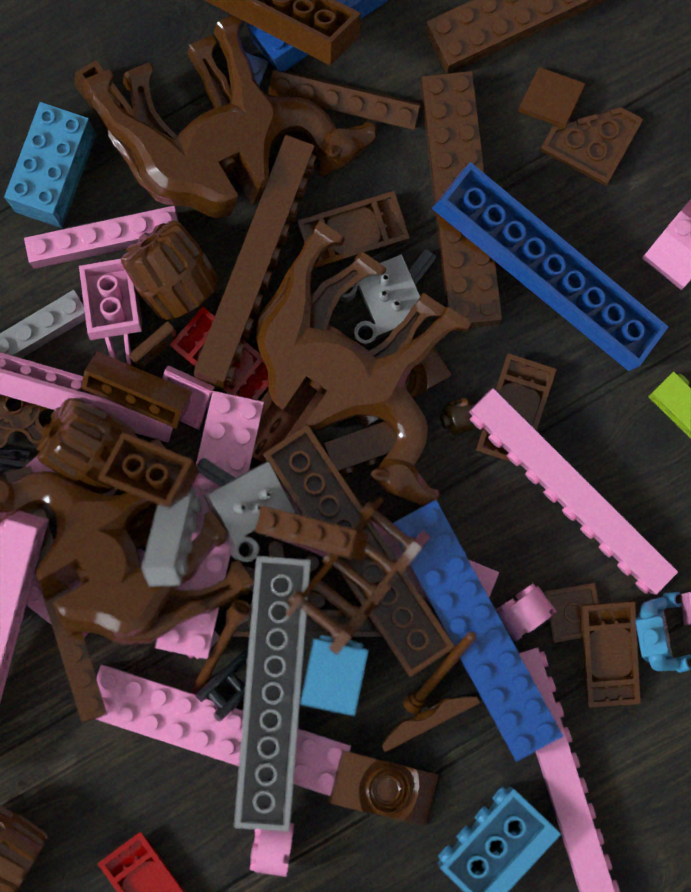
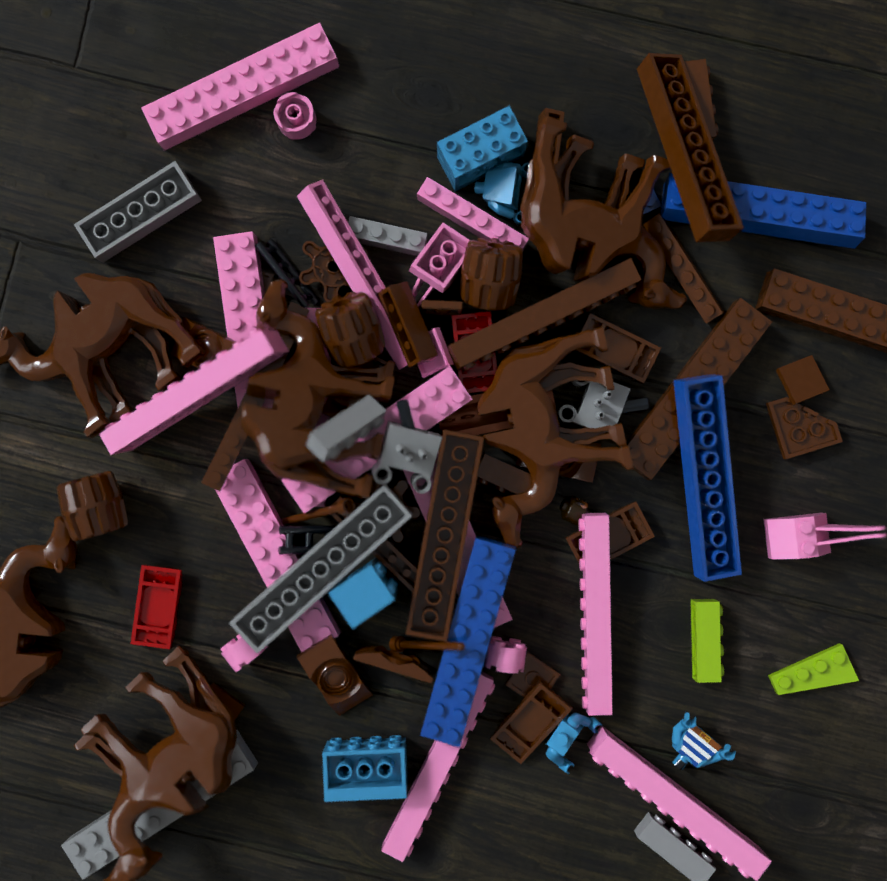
camera: 45 degrees right, 5 degrees up
(106, 183) = (503, 188): none -> dark azure torso
(149, 471) = (368, 379): reddish brown slope -> none
(312, 532) = (427, 503): reddish brown brick -> none
(373, 591) = (430, 569): reddish brown fence -> none

